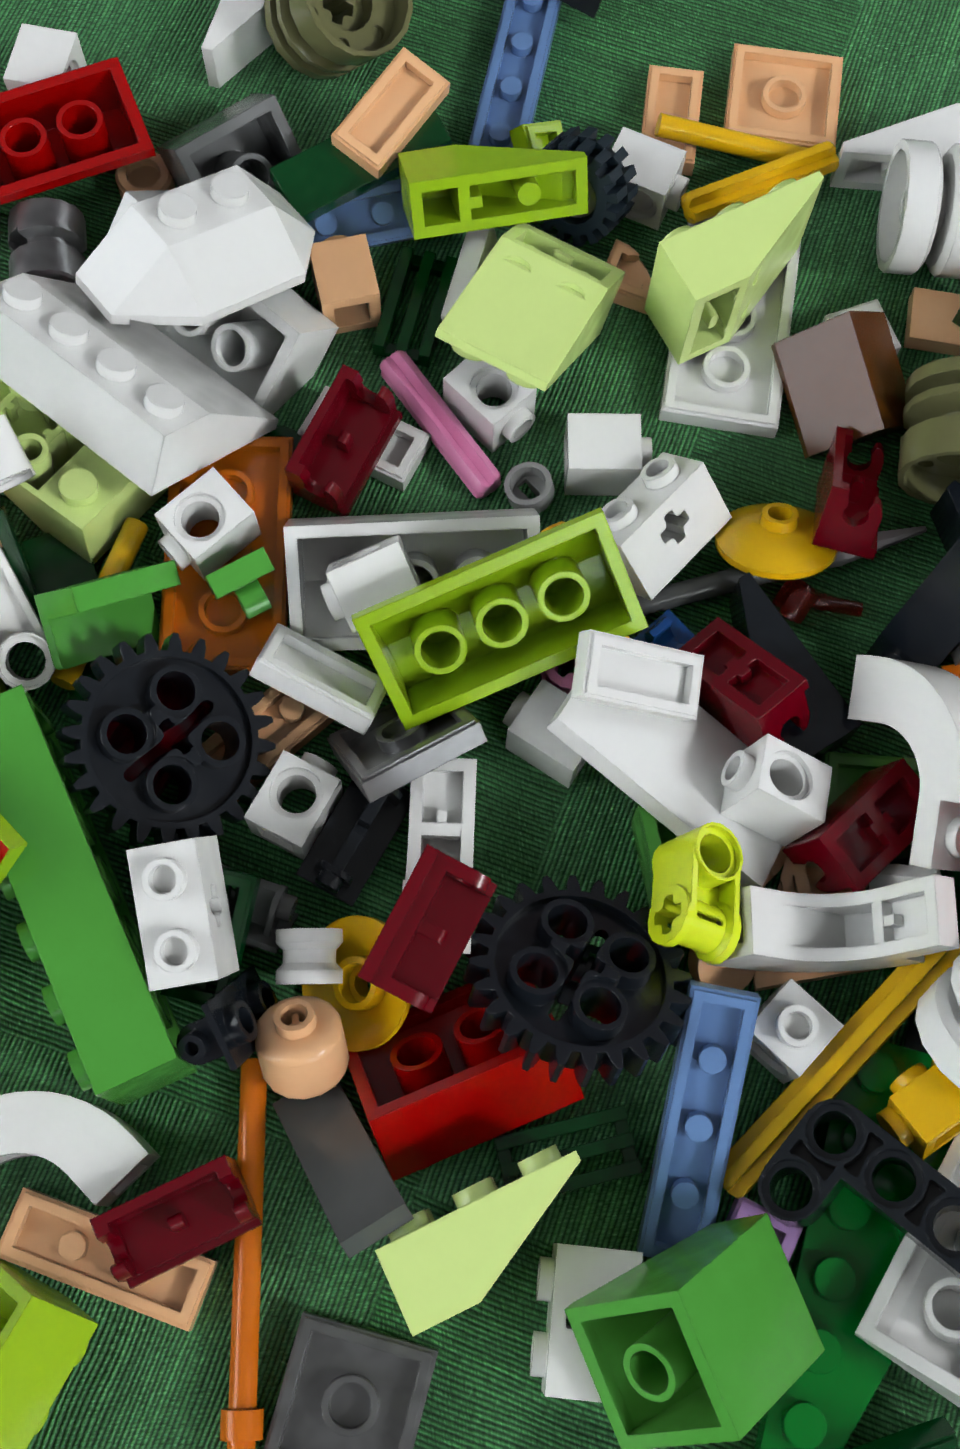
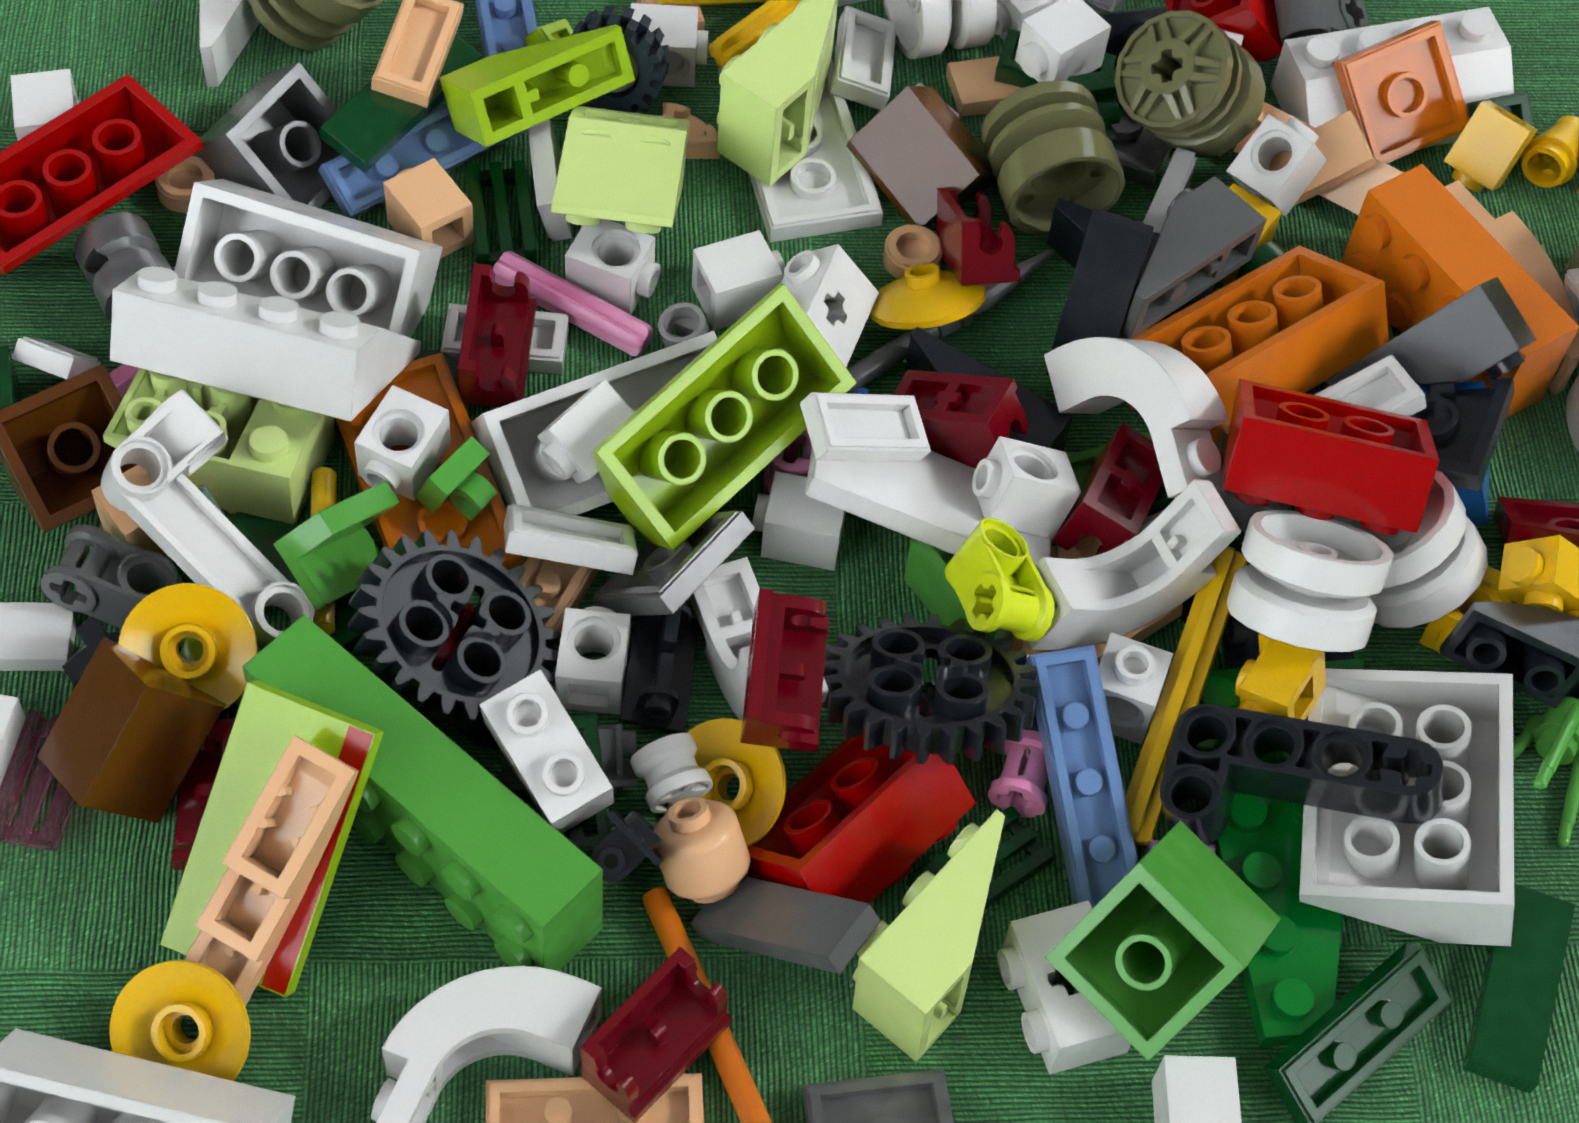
camera: 25 degrees left, 15 degrees down
(198, 253) = (298, 206): white wedge -> none
(646, 1092) = (1024, 775): none -> bright pink bush
(789, 478) = (910, 246): none -> light nougat tile
(799, 597) = (972, 340): clear red hand -> none
(832, 255) = (863, 58): none -> white tile

